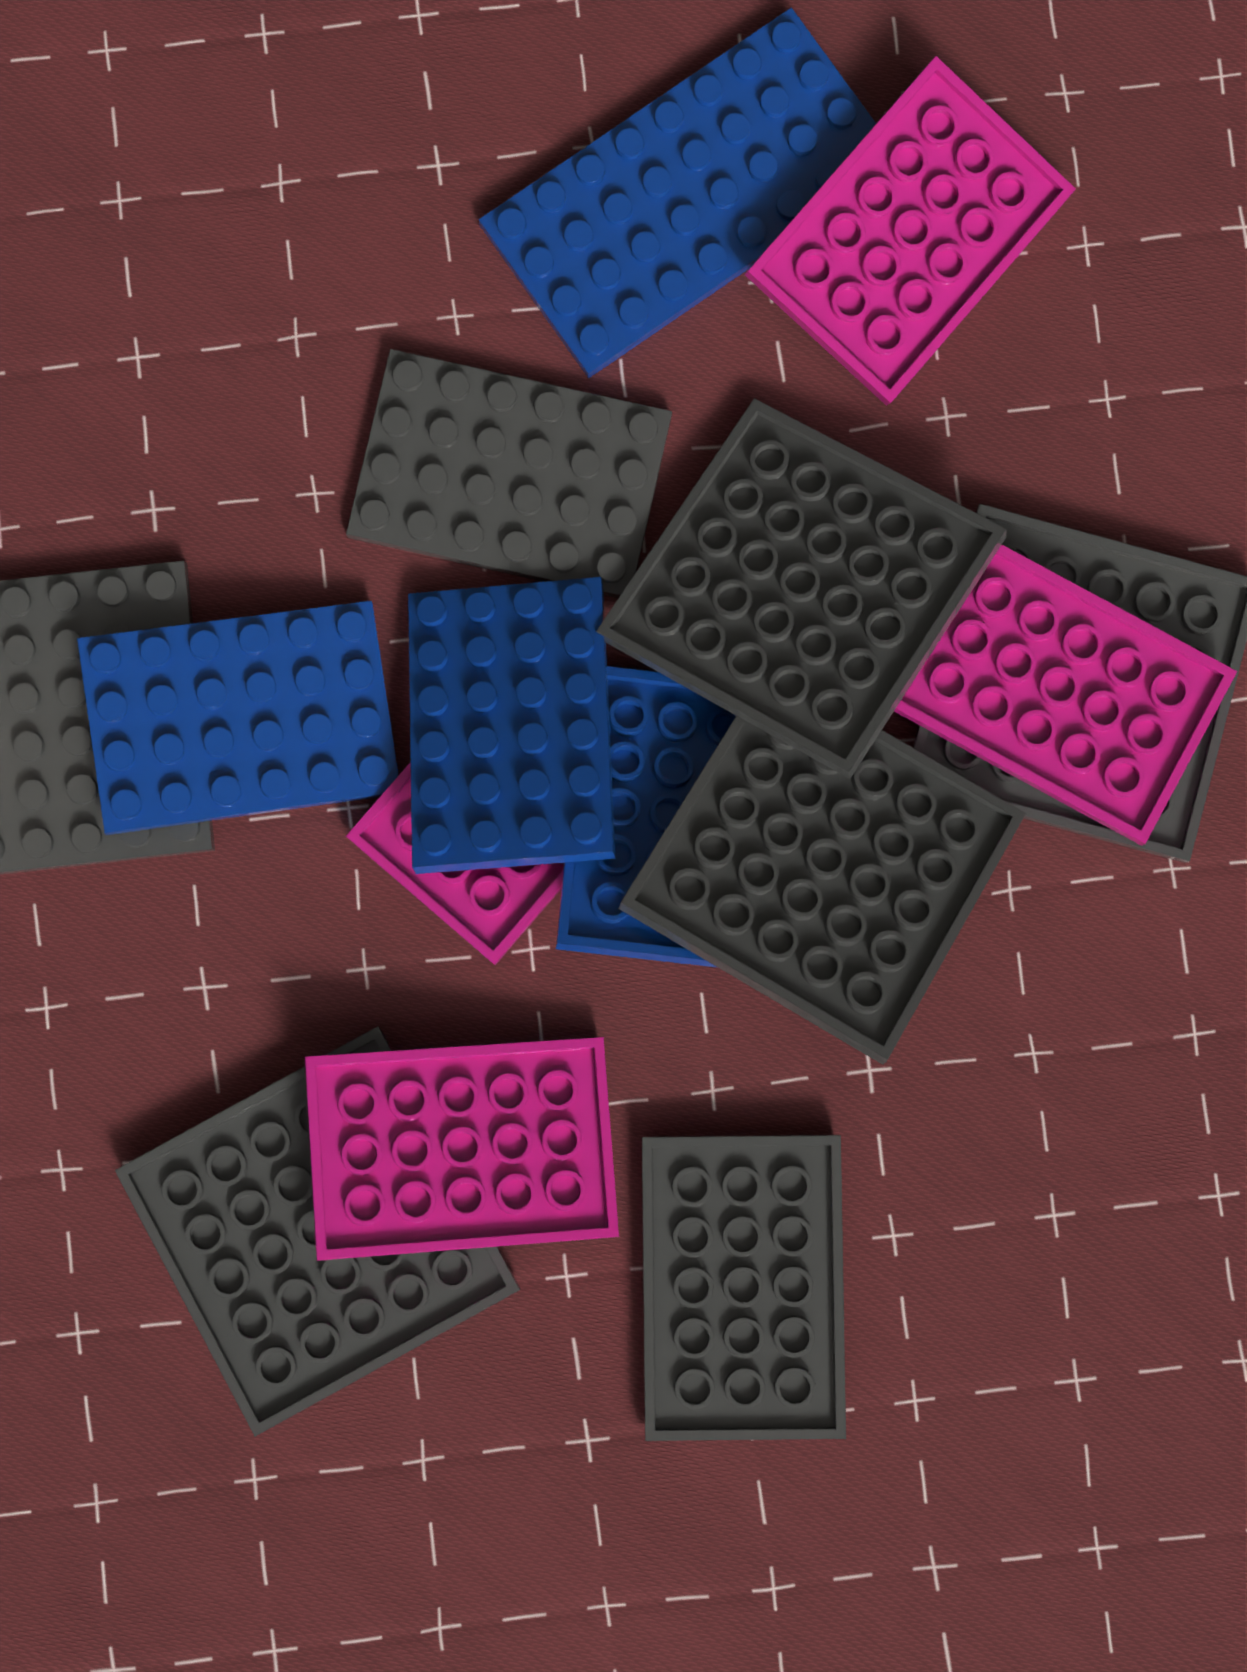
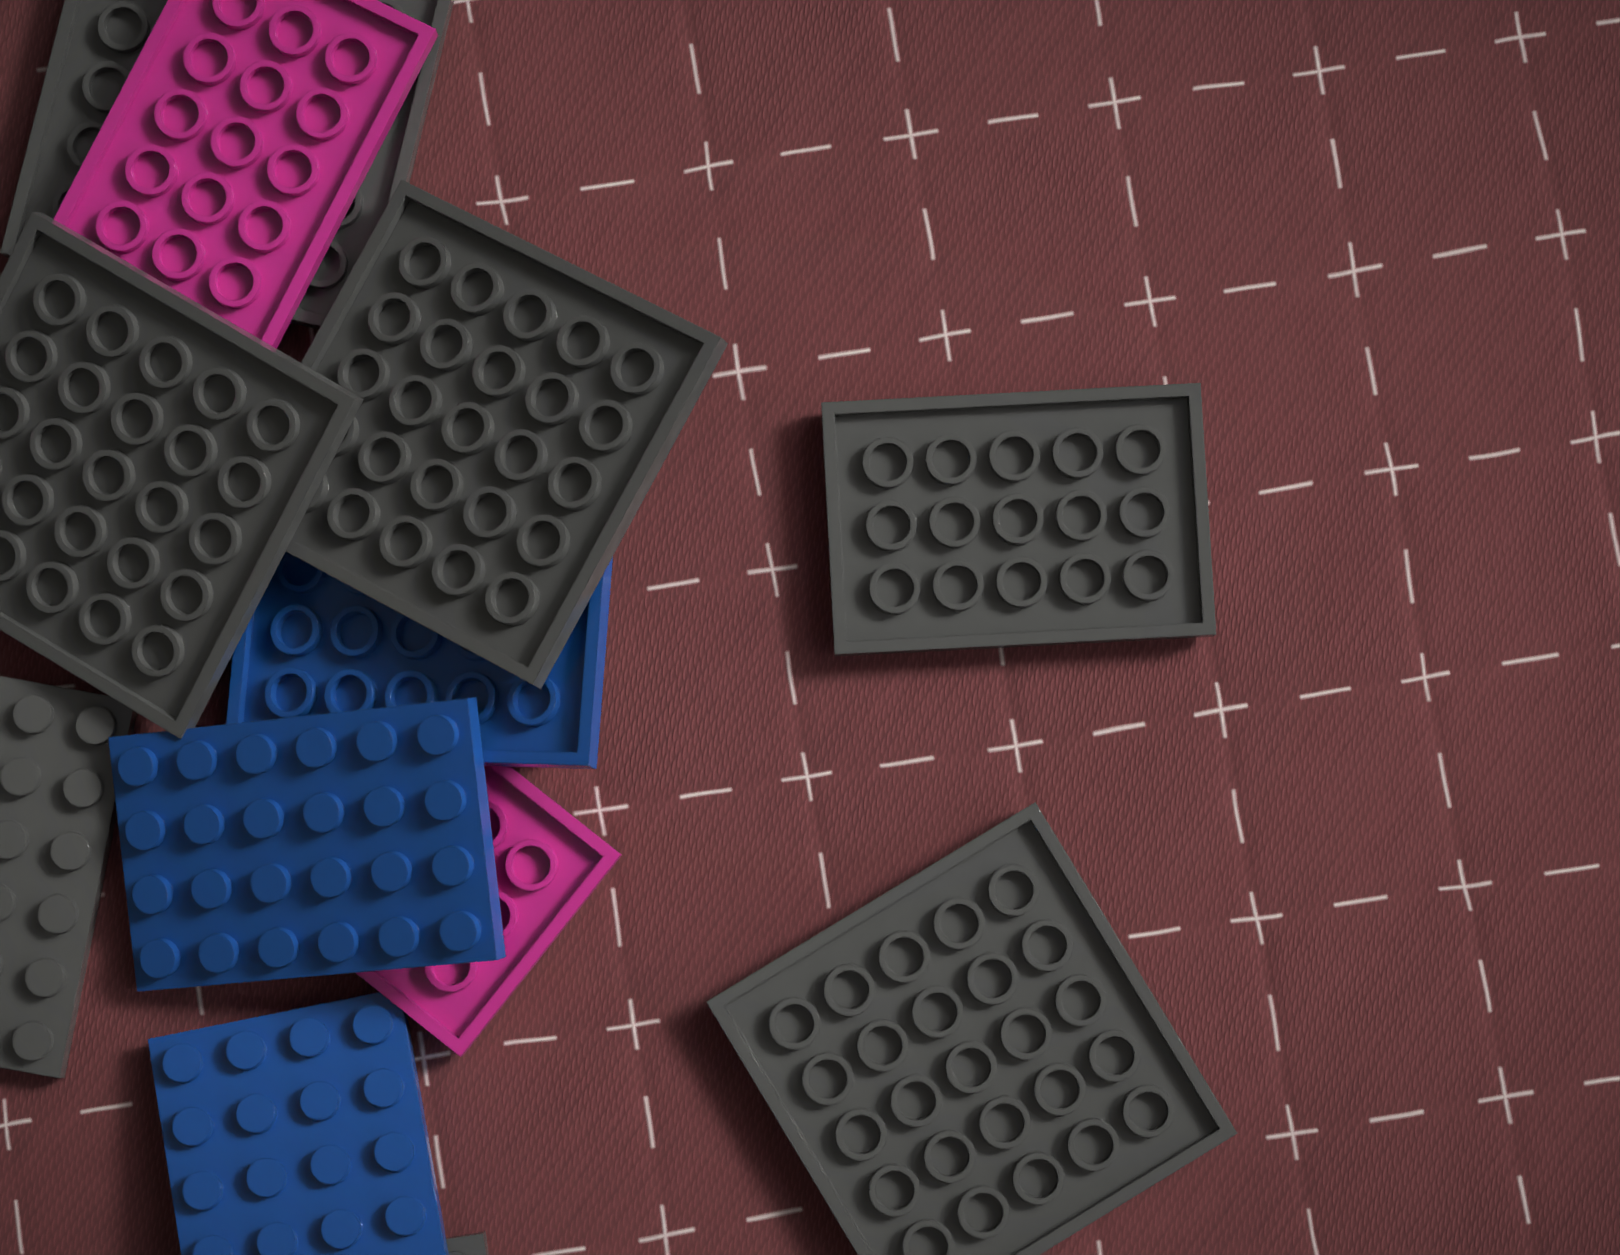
camera: 90 degrees left, 0 degrees up
(460, 1148) = (857, 886): dark pink plate -> none

